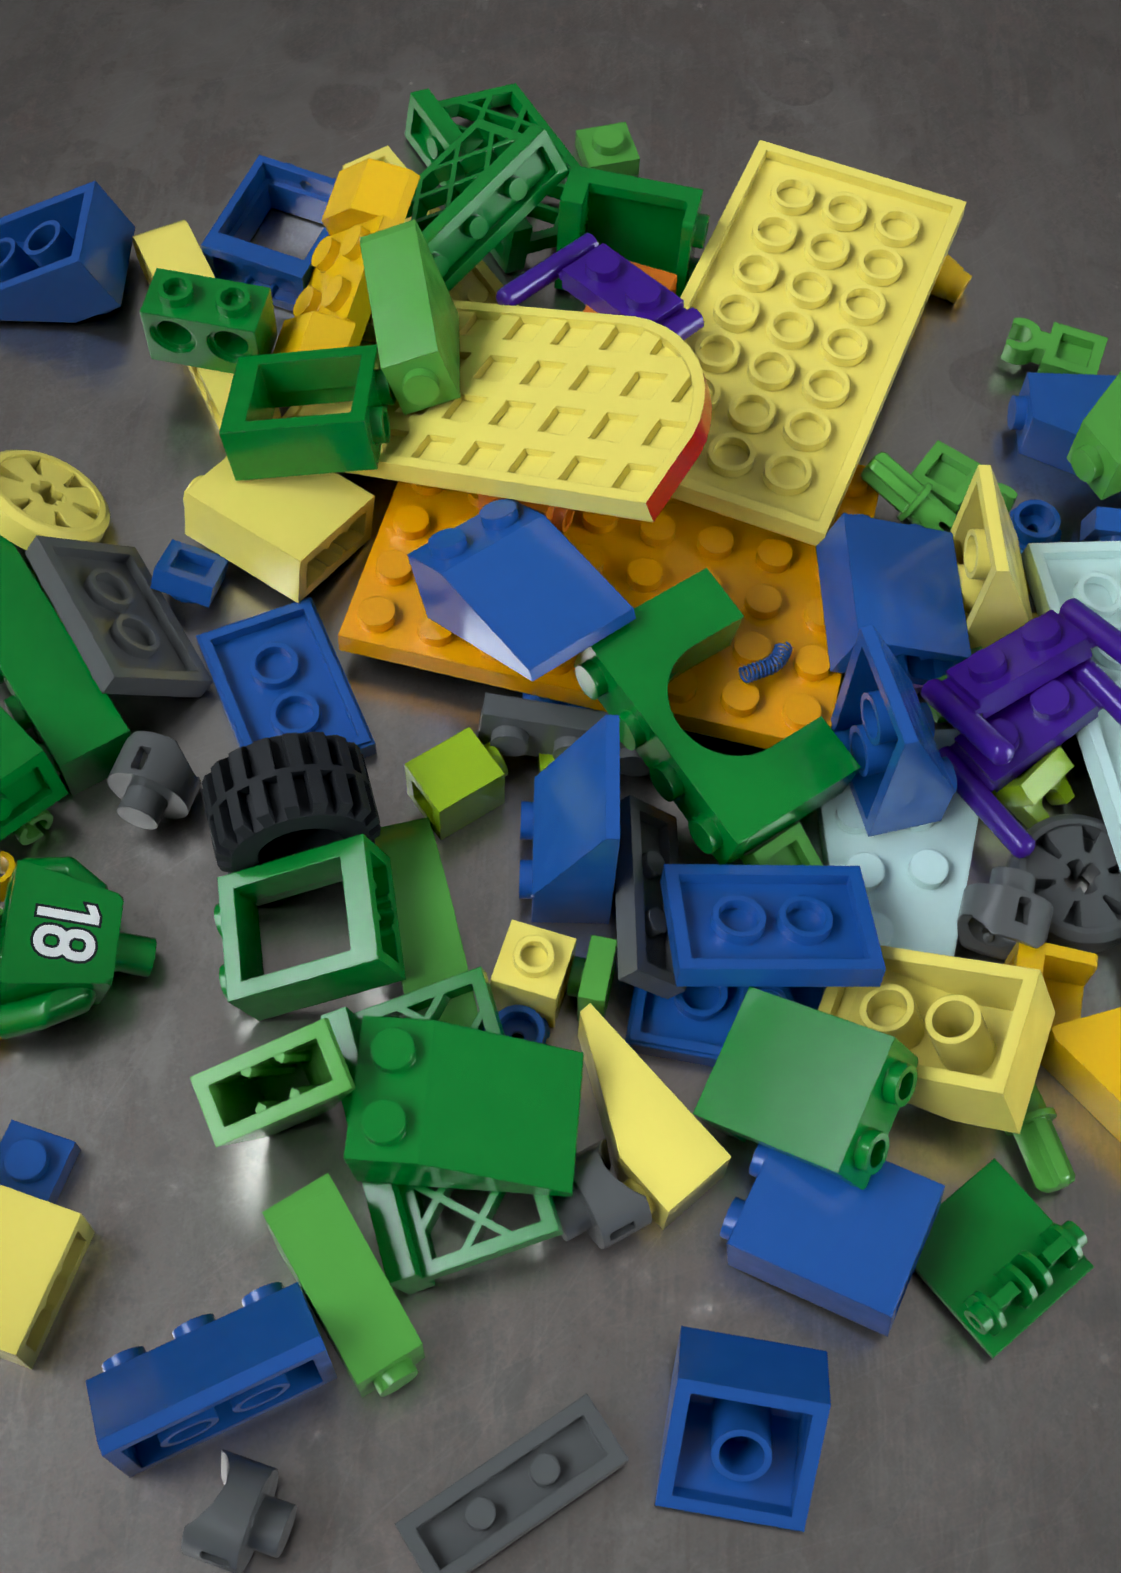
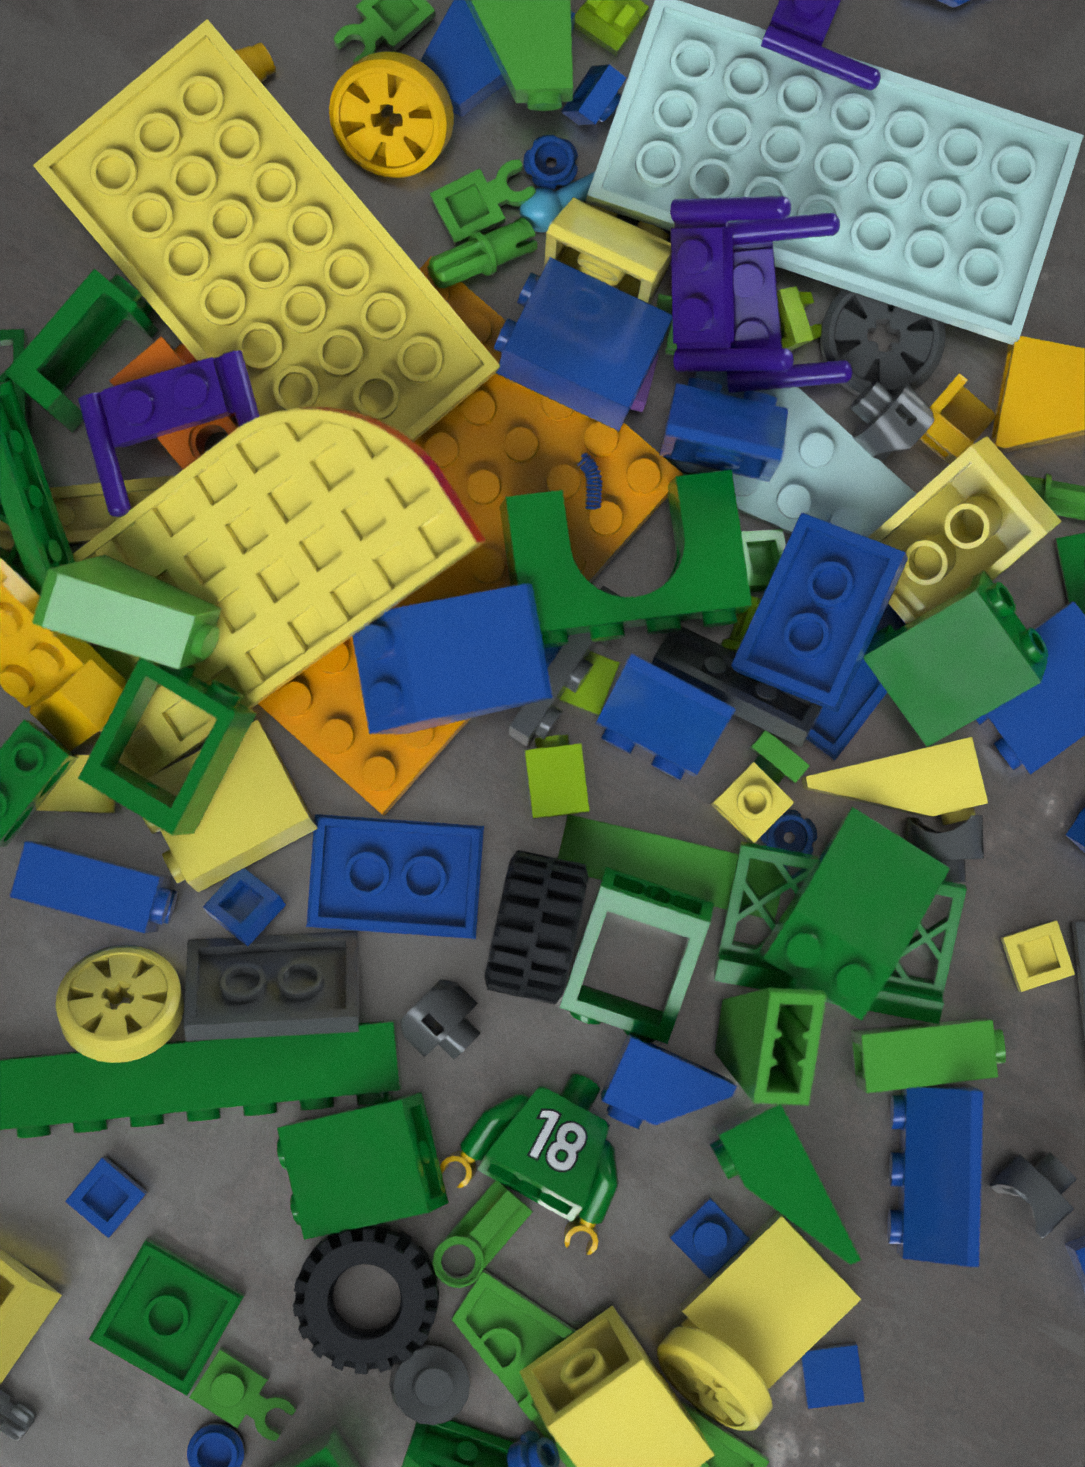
camera: 60 degrees left, 25 degrees up
(132, 1186) = (776, 1168): none -> green slope
(143, 431) = (93, 887): none -> blue brick
(174, 998) = (659, 1085): none -> blue slope
(525, 1373) = (1037, 955): none -> light yellow plate
(1015, 369) = (413, 92): none -> yellow wheel

